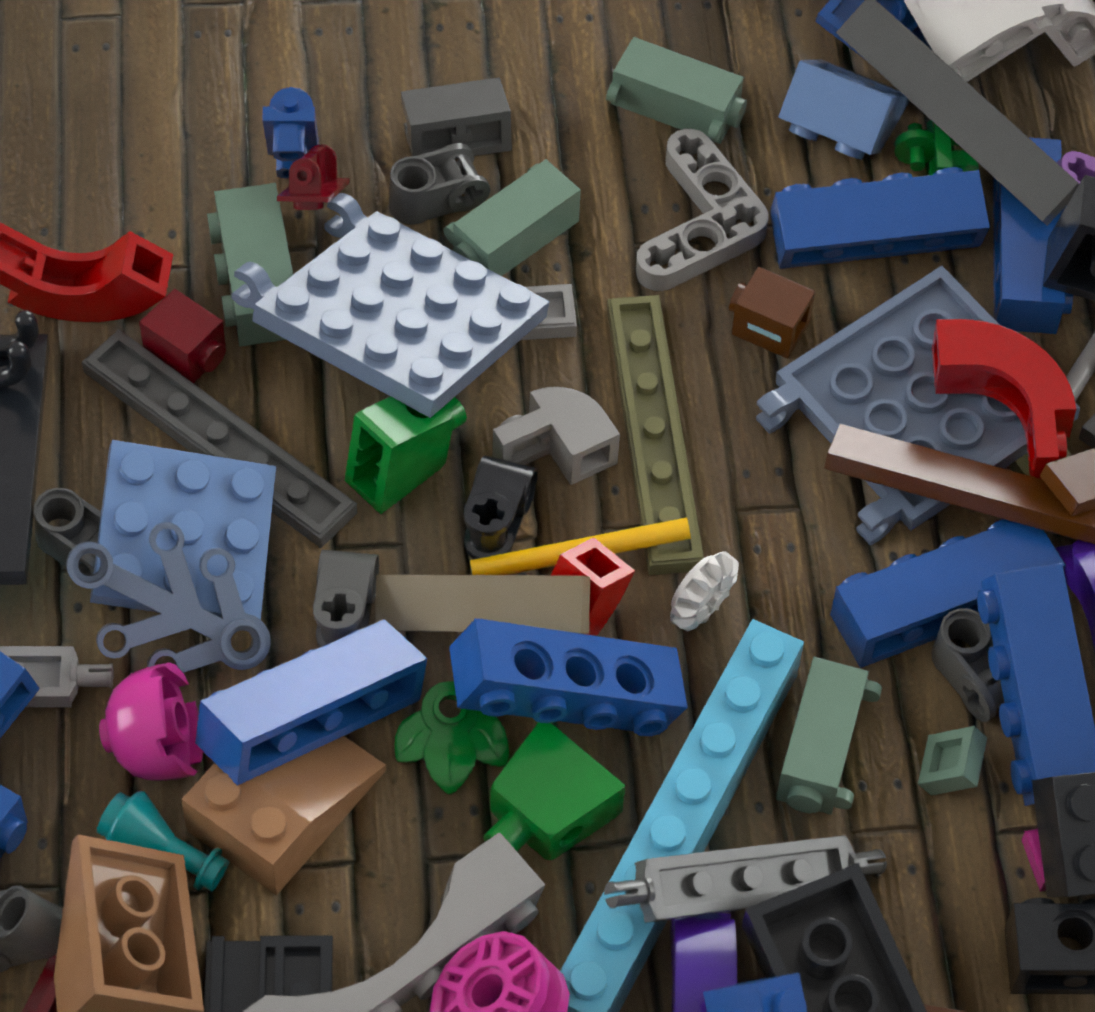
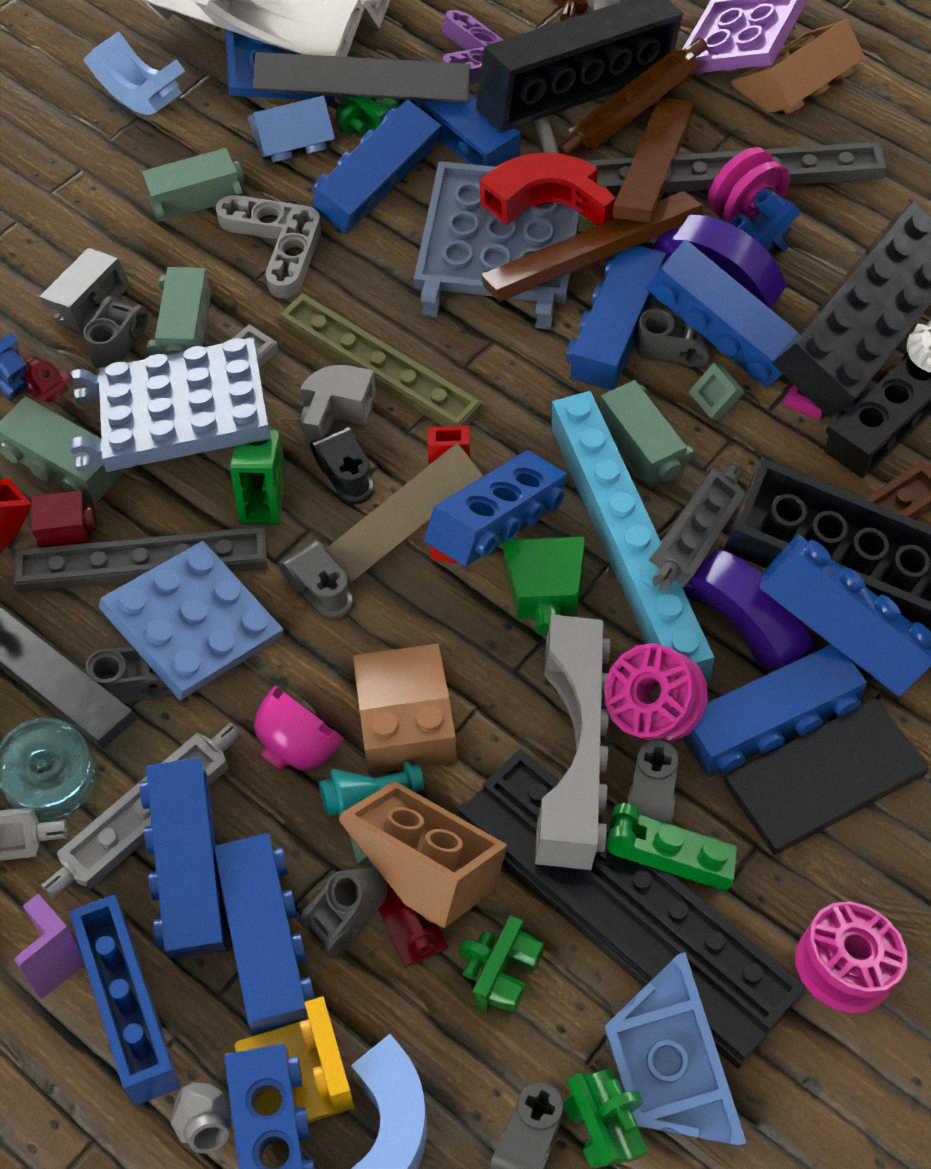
camera: 40 degrees left, 0 degrees up
(178, 609) = (237, 658): sand blue plant -> none
(309, 701) = (372, 640): brick -> none
(448, 743) = (461, 602): green plate -> none
(615, 541) = (412, 449): yellow bar -> none
(703, 590) = (506, 412): white gear -> none
(771, 311) = (373, 254): reddish brown brick -> none

